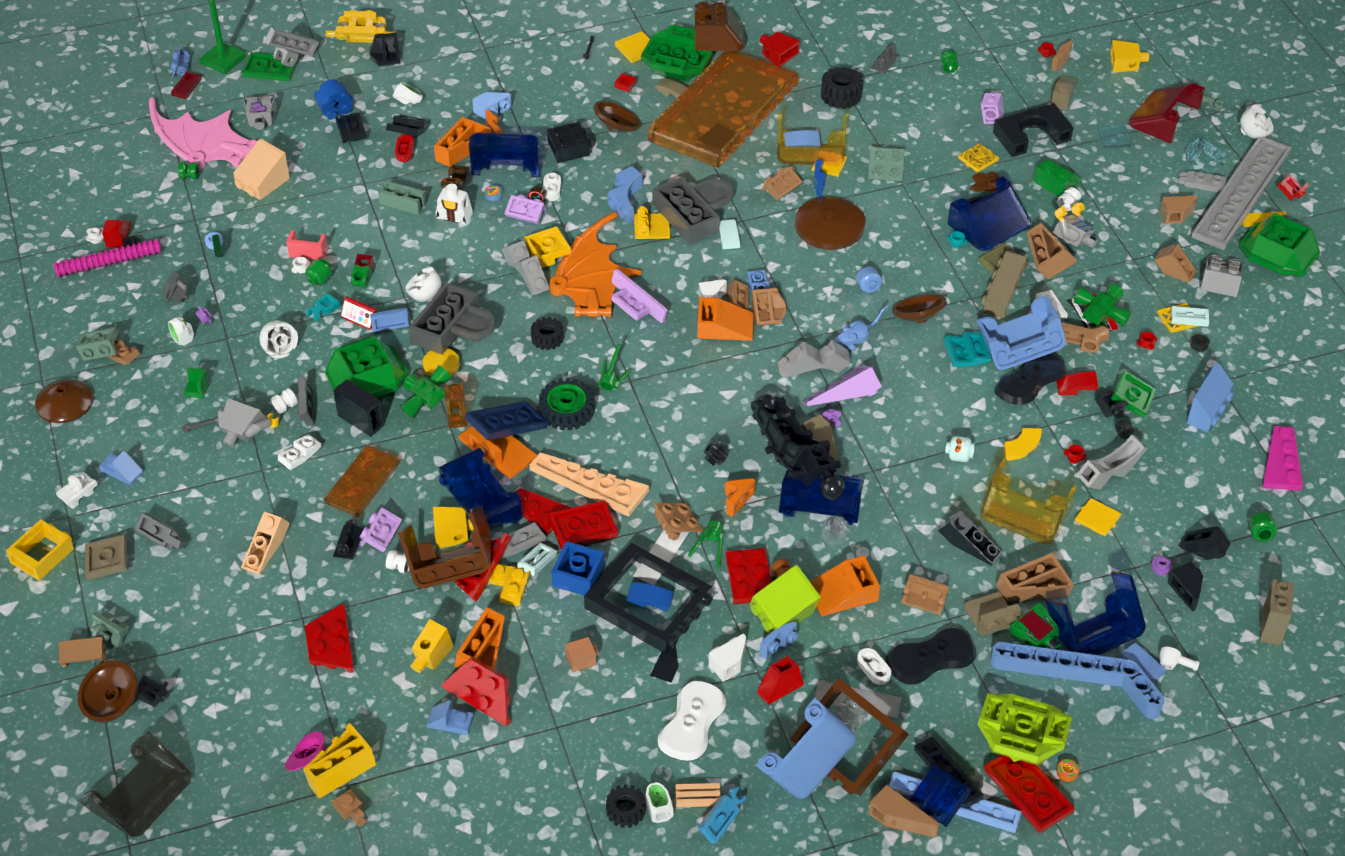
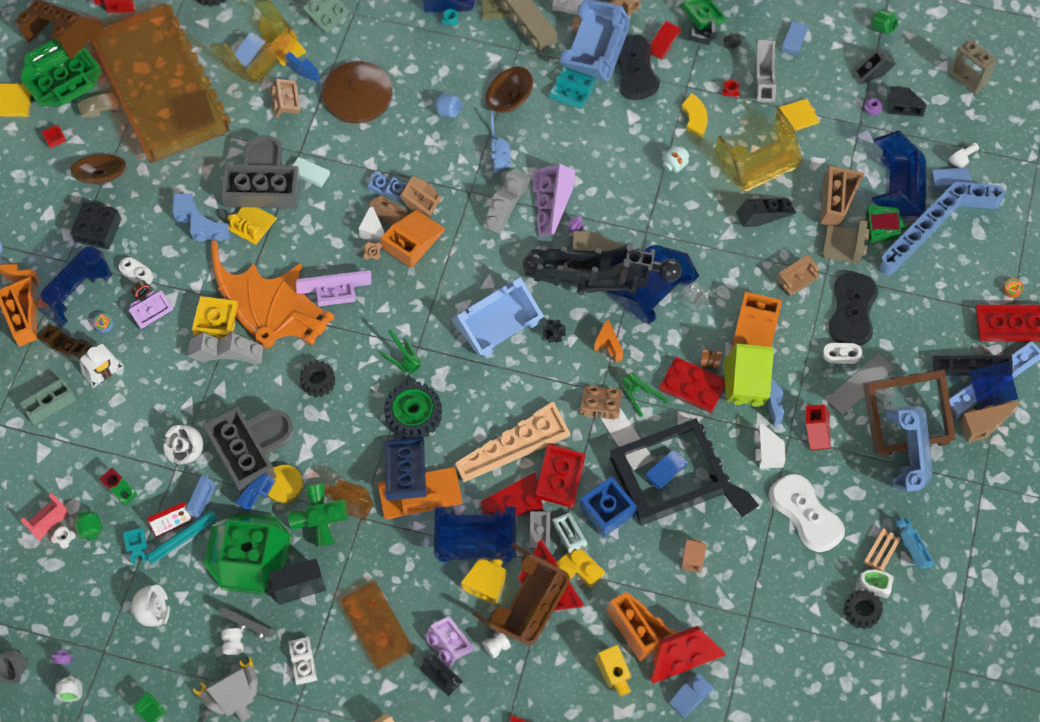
camera: 55 degrees left, 15 degrees up
(349, 328) = (181, 537): none -> teal axle
(417, 345) = (260, 486): none -> blue slope
(694, 304) = (368, 247): none -> medium nougat plate
(694, 409) = (498, 317): none -> light blue windscreen
(1023, 727) = (975, 289): lime piece -> none
(1177, 473) = (794, 38): none -> medium blue tile

